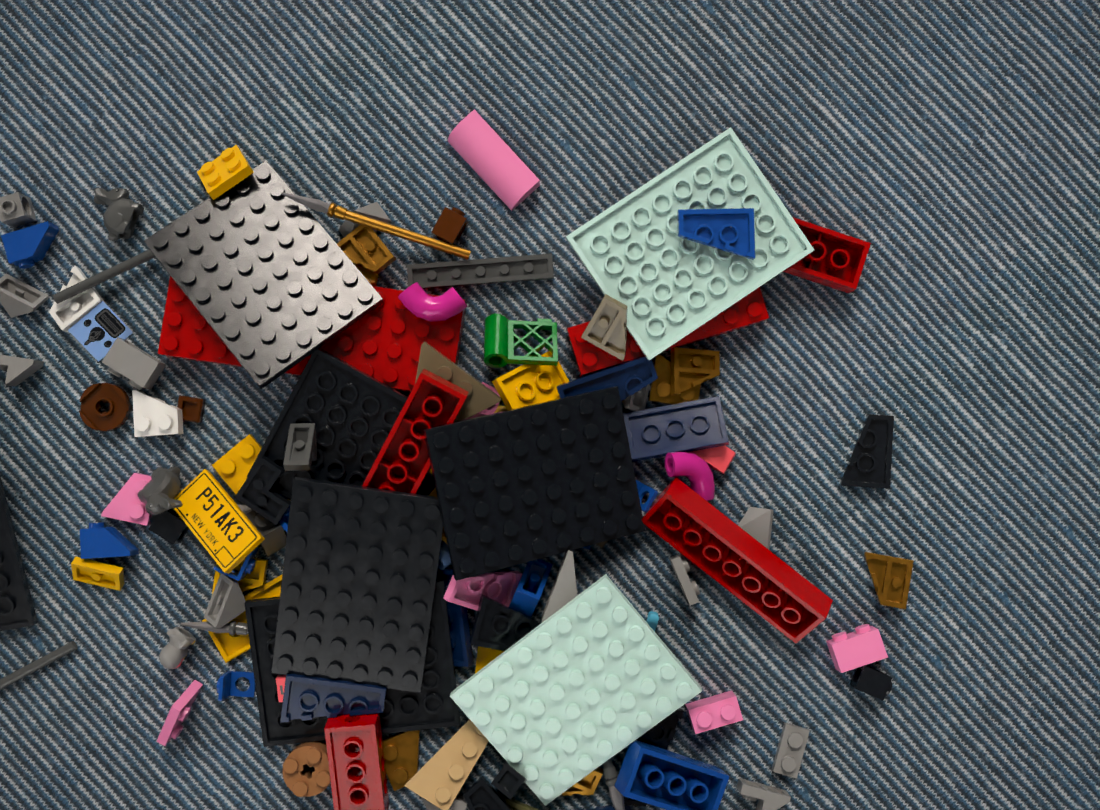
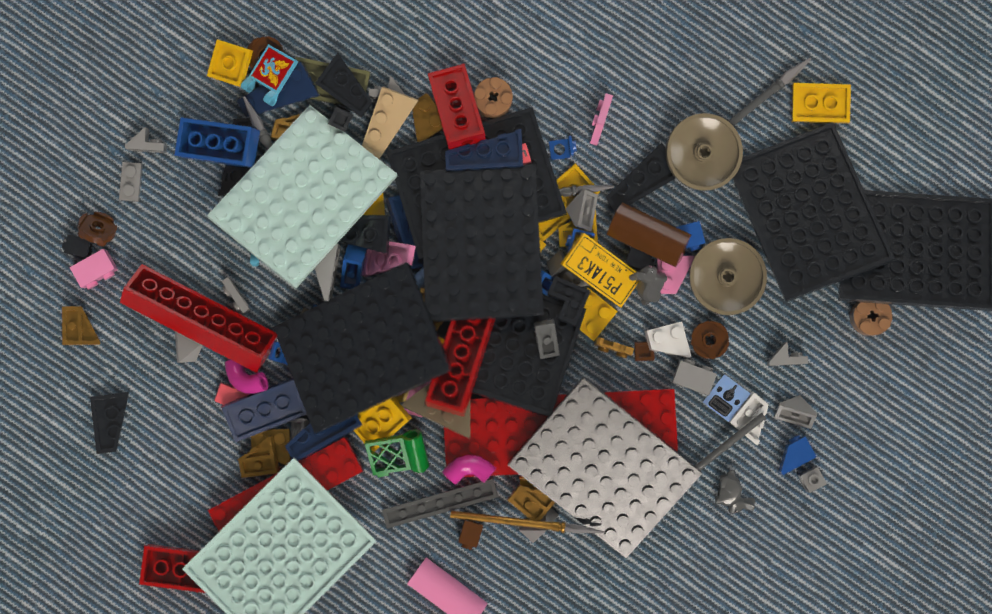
camera: 175 degrees right, 0 degrees up
(54, 646) = (704, 152): none -> dark tan dish
(61, 481) = (728, 276): none -> dark tan dish
(97, 573) = (686, 211): yellow plate -> none
(137, 627) = (643, 180): none -> black wing
(146, 553) = (649, 234): none -> reddish brown brick
(176, 650) = (614, 166): light grey animal -> none
(216, 415) = (621, 350): none -> pearl gold wing
(224, 172) = (654, 541): yellow plate -> none
(608, 327) = (329, 476): dark tan wing -> none
(714, 712) = (194, 199): bright pink brick -> none
(720, 228) = (255, 569): blue wing -> none
(855, 704) = (88, 231): none -> reddish brown plate

